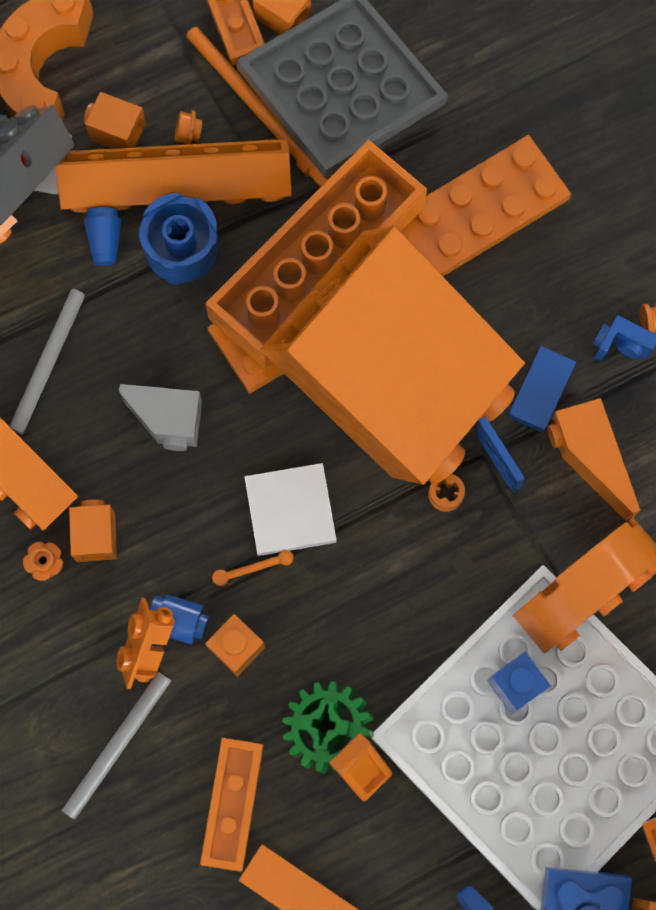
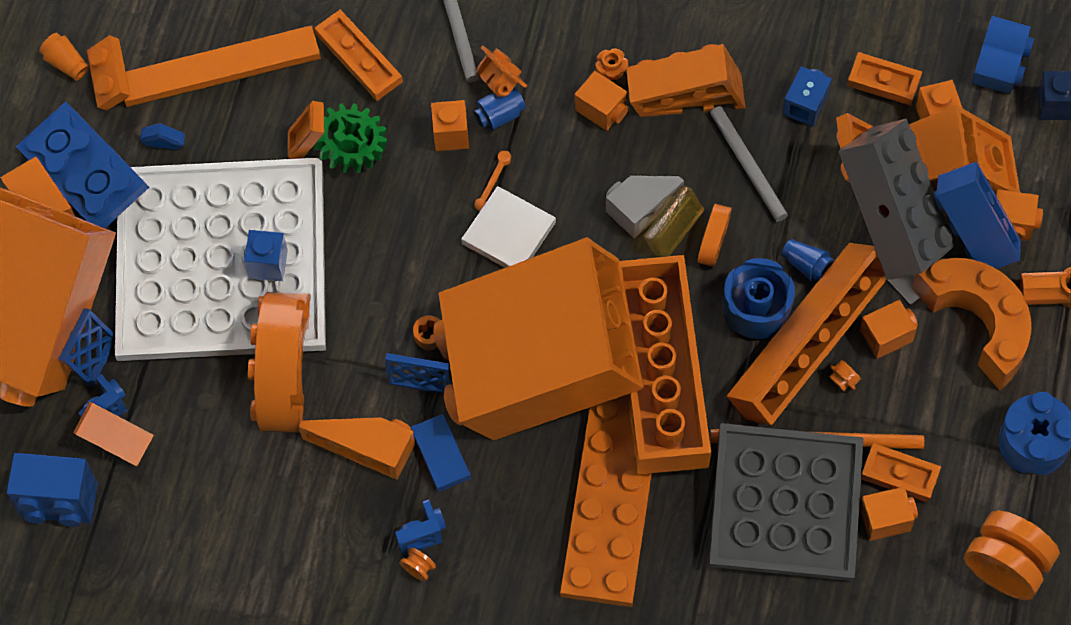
camera: 135 degrees right, 10 degrees down
(145, 328) = (714, 235): none -> orange beam
(163, 369) = (674, 222): none -> clear yellow tile

